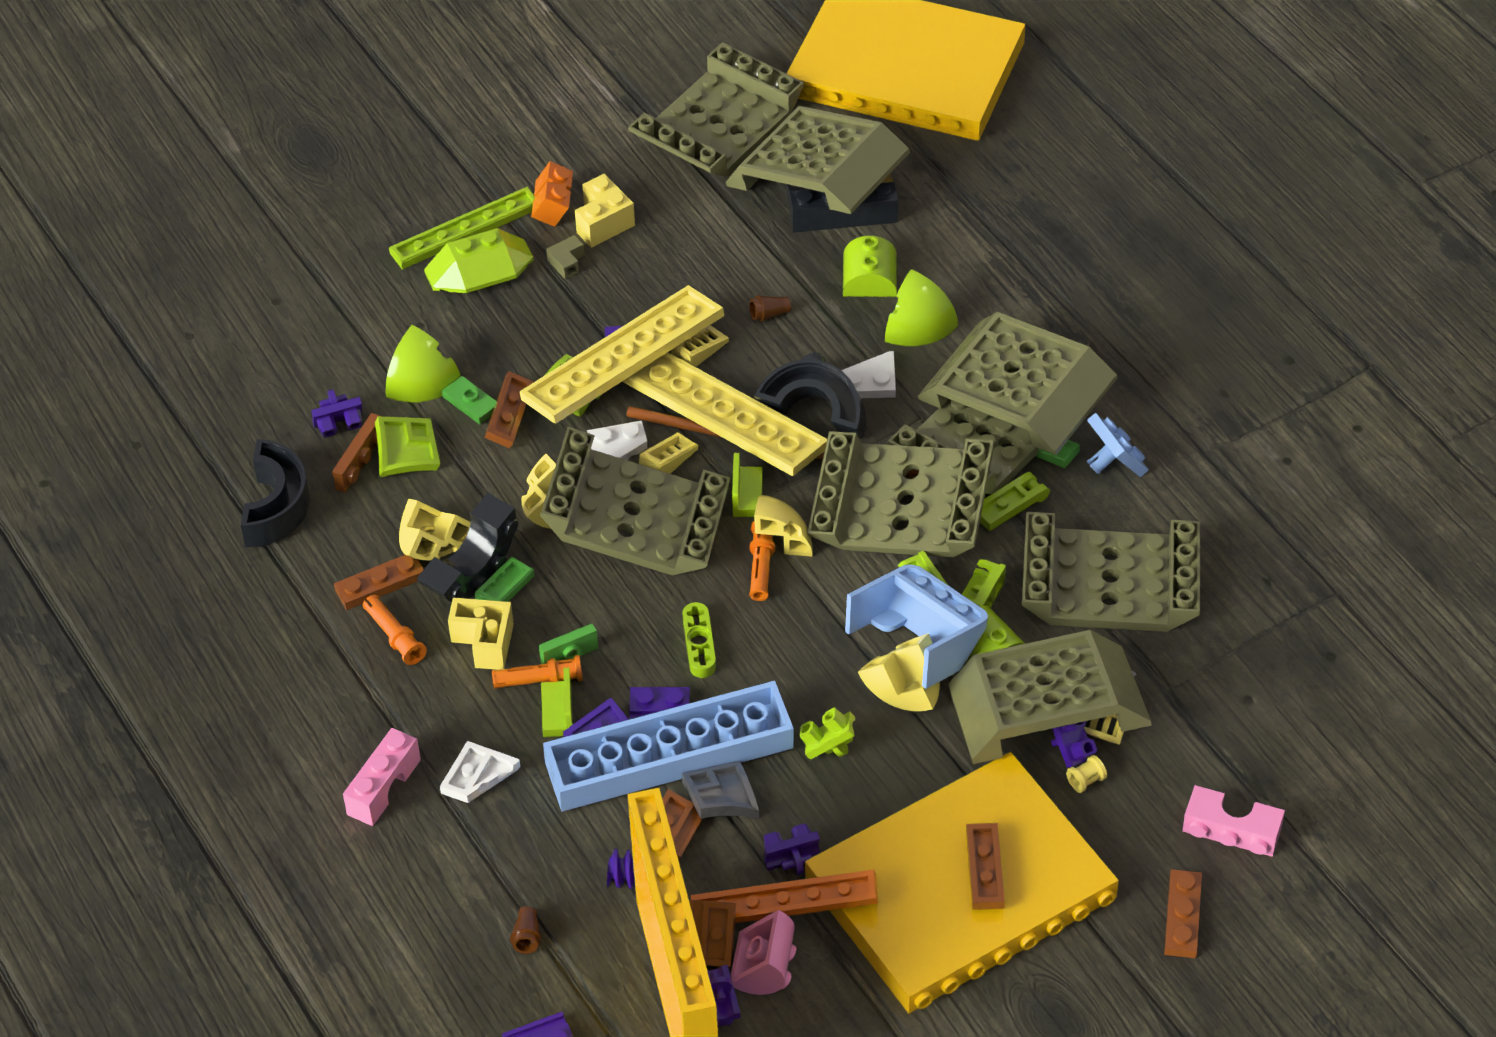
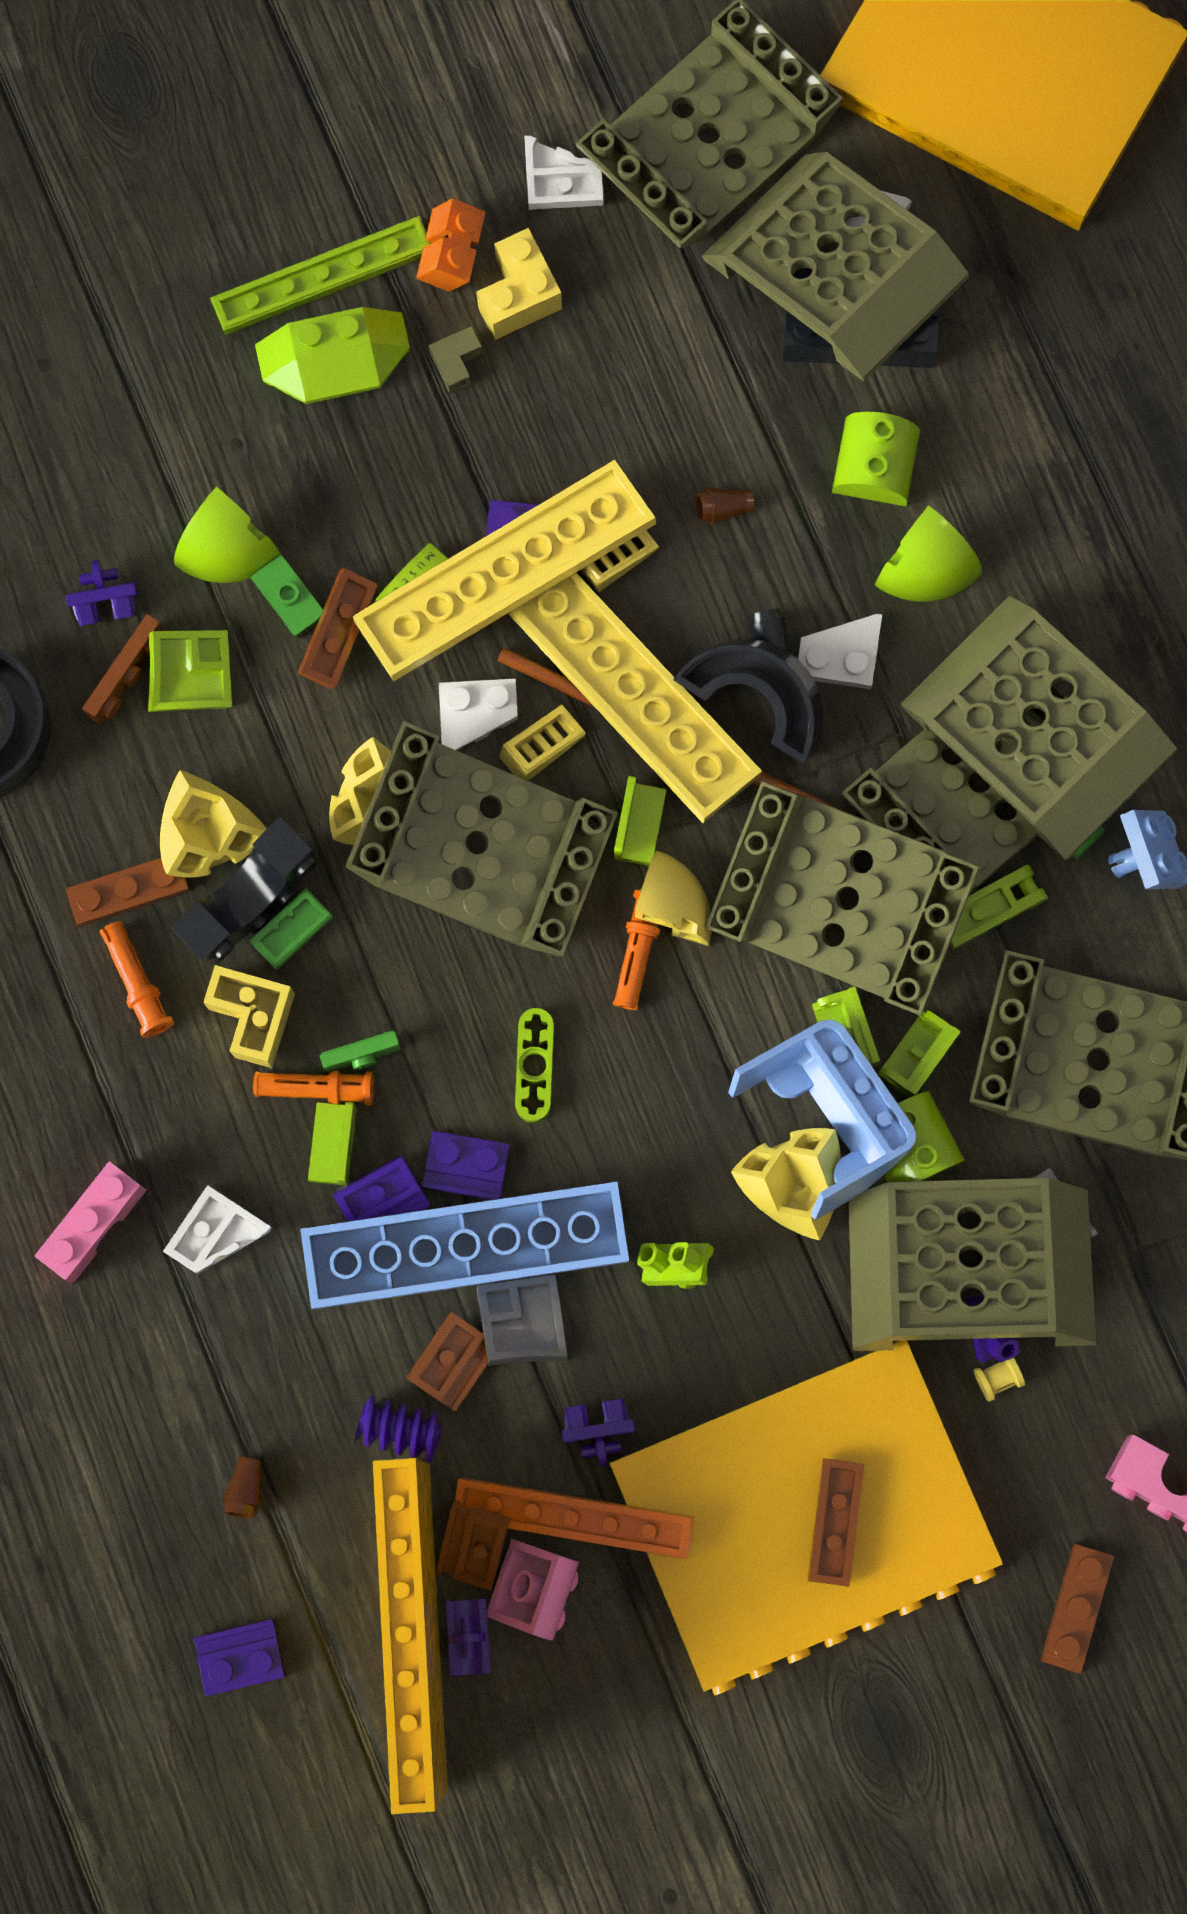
camera: 10 degrees right, 30 degrees up
(621, 155) = (560, 178): none -> white wing

